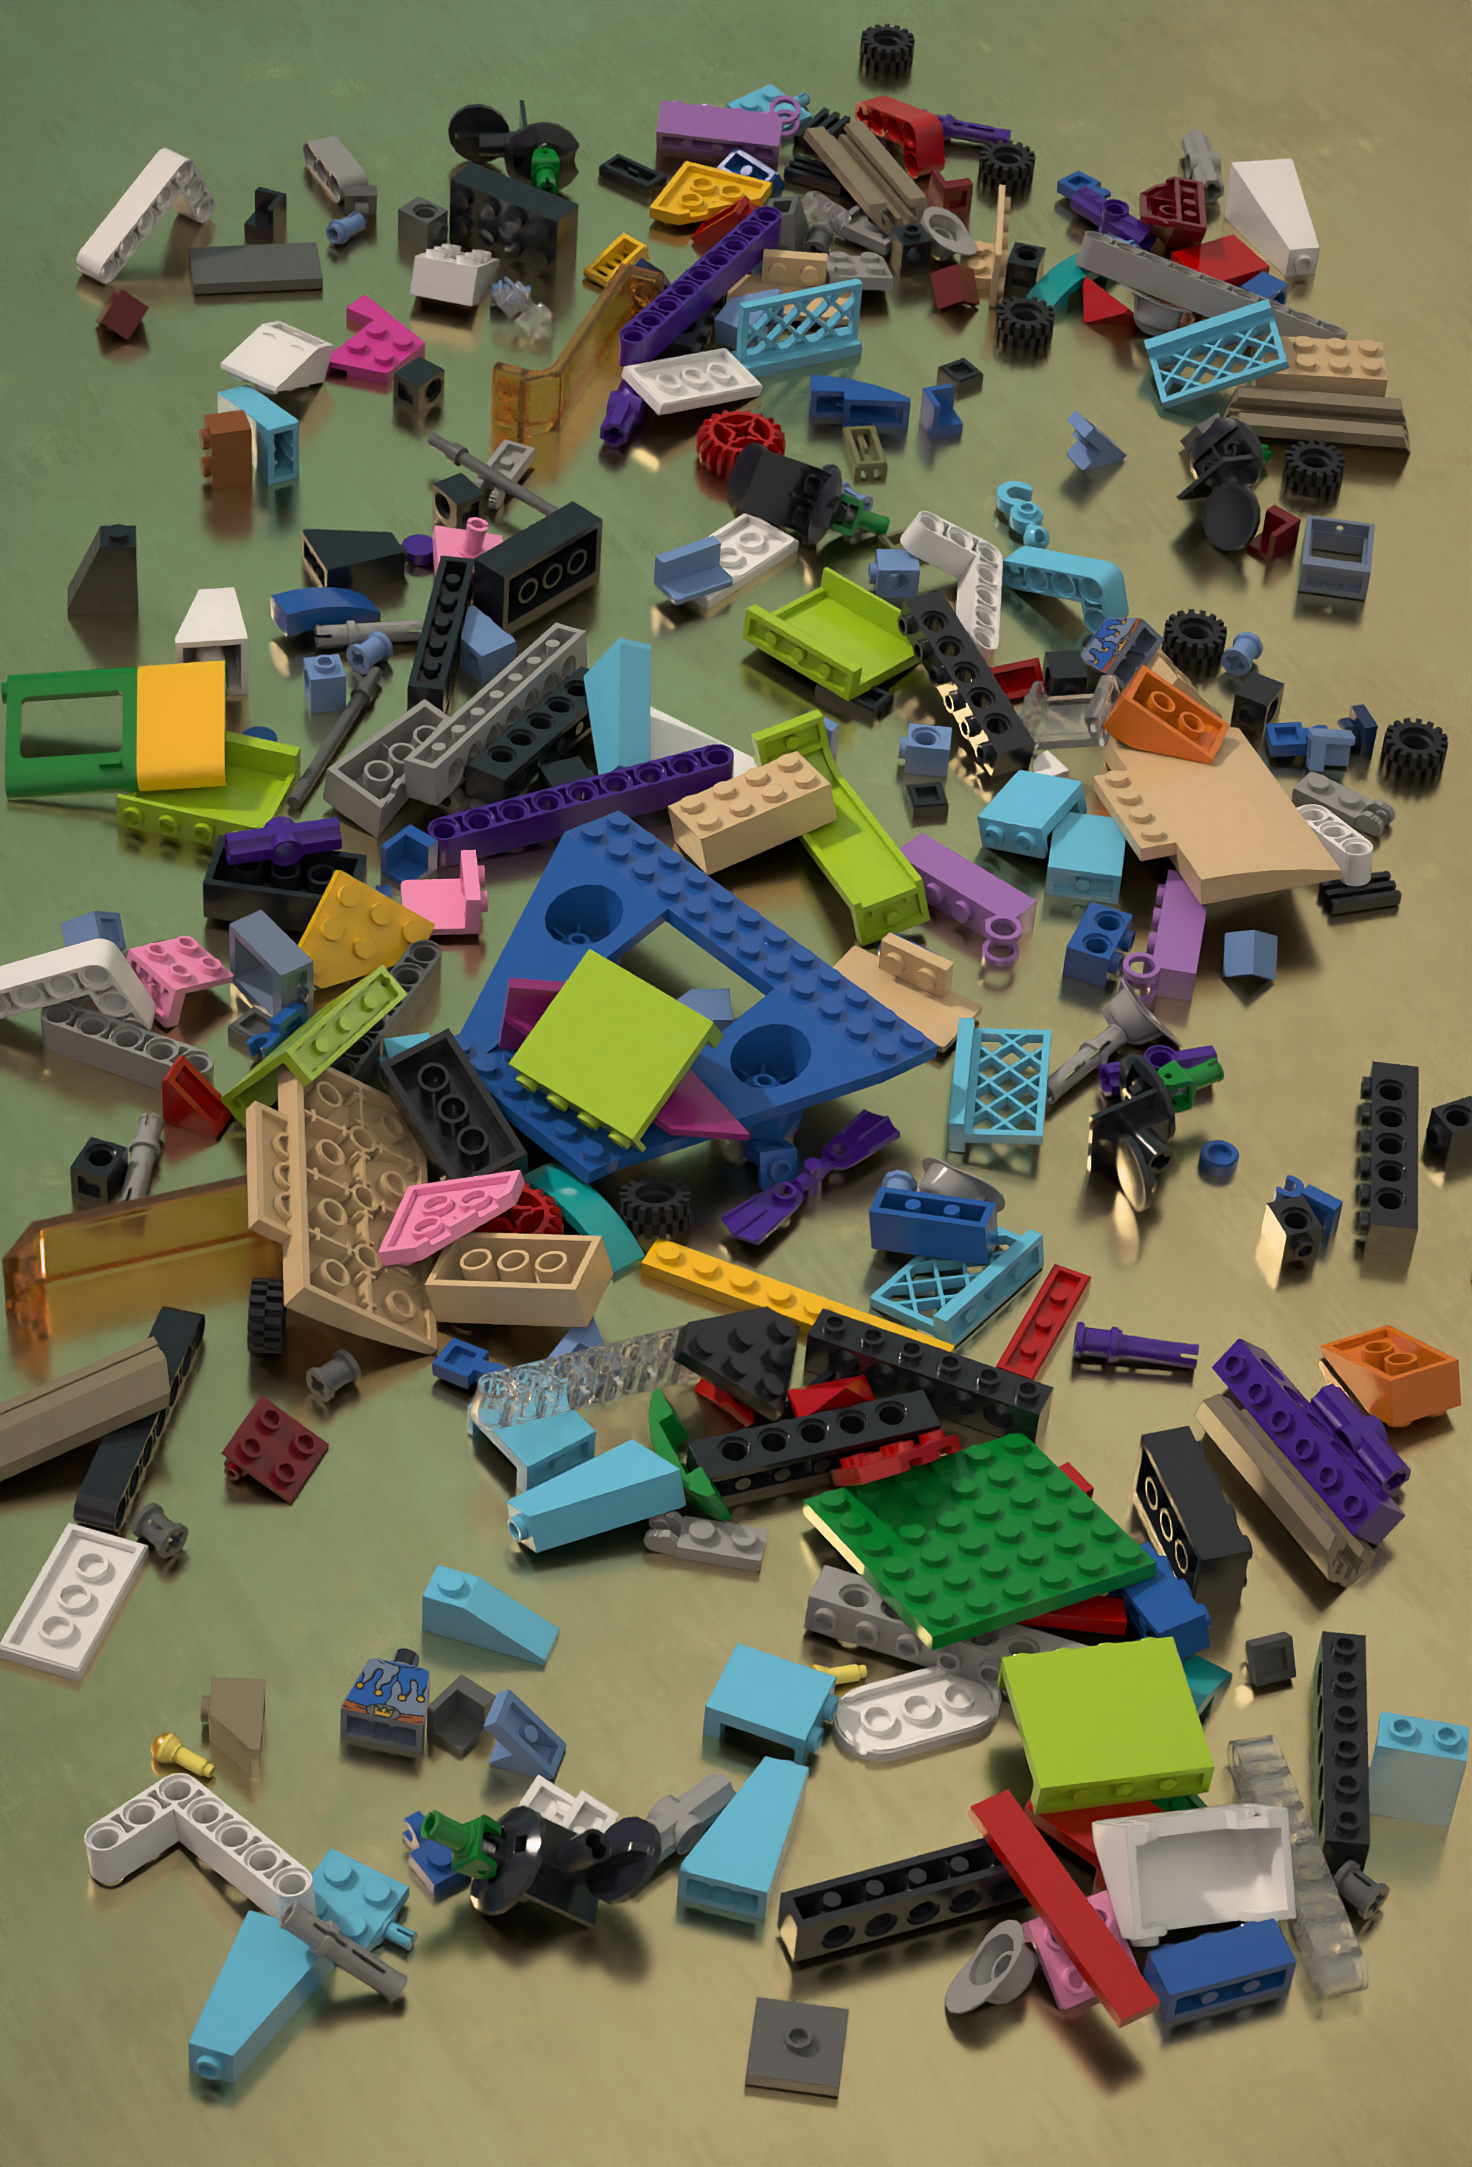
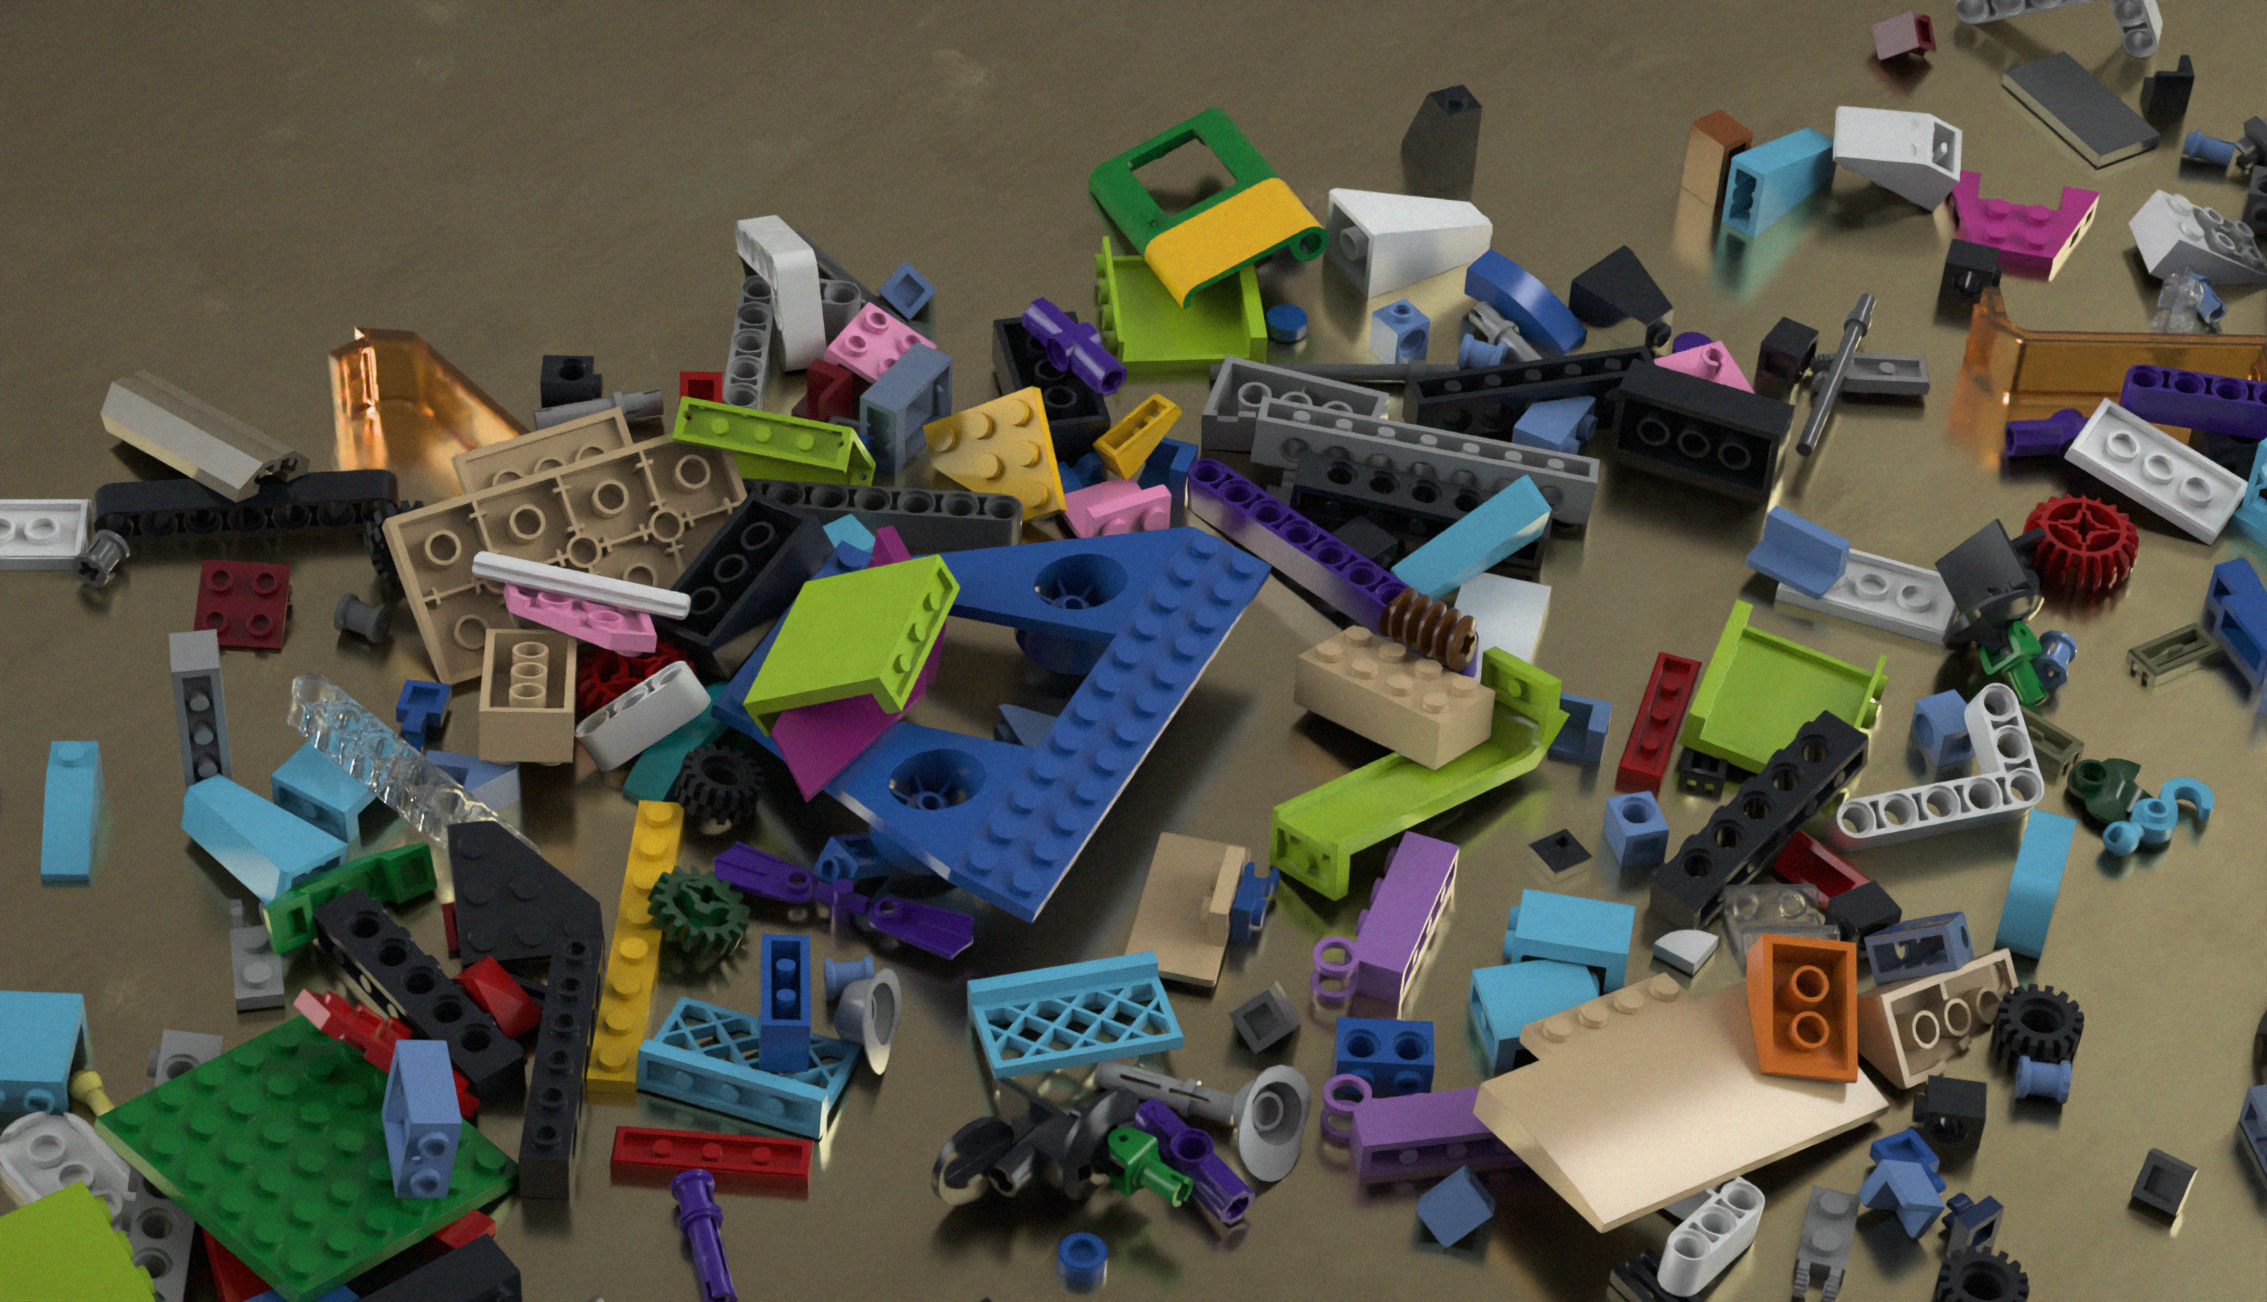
camera: 70 degrees right, 0 degrees up
(203, 1022) = (827, 392): none -> dark red panel
(389, 871) = (1137, 435): none -> yellow slope
(421, 1204) = (581, 585): none -> white axle
(475, 1471) = (200, 705): none -> light grey brick
(565, 1203) = (642, 716): none -> white beam
(717, 754) = (1430, 629): none -> reddish brown piece
(794, 1255) = (698, 910): none -> dark green gear
(800, 698) = (1659, 721): none -> red tile
(987, 526) = (2107, 787): none -> dark green plate
(1010, 1472) = (422, 1119): none -> medium blue window
(1032, 988) = (1265, 1017): none -> dark grey panel
(1352, 635) = (2164, 1181): none -> dark grey tile

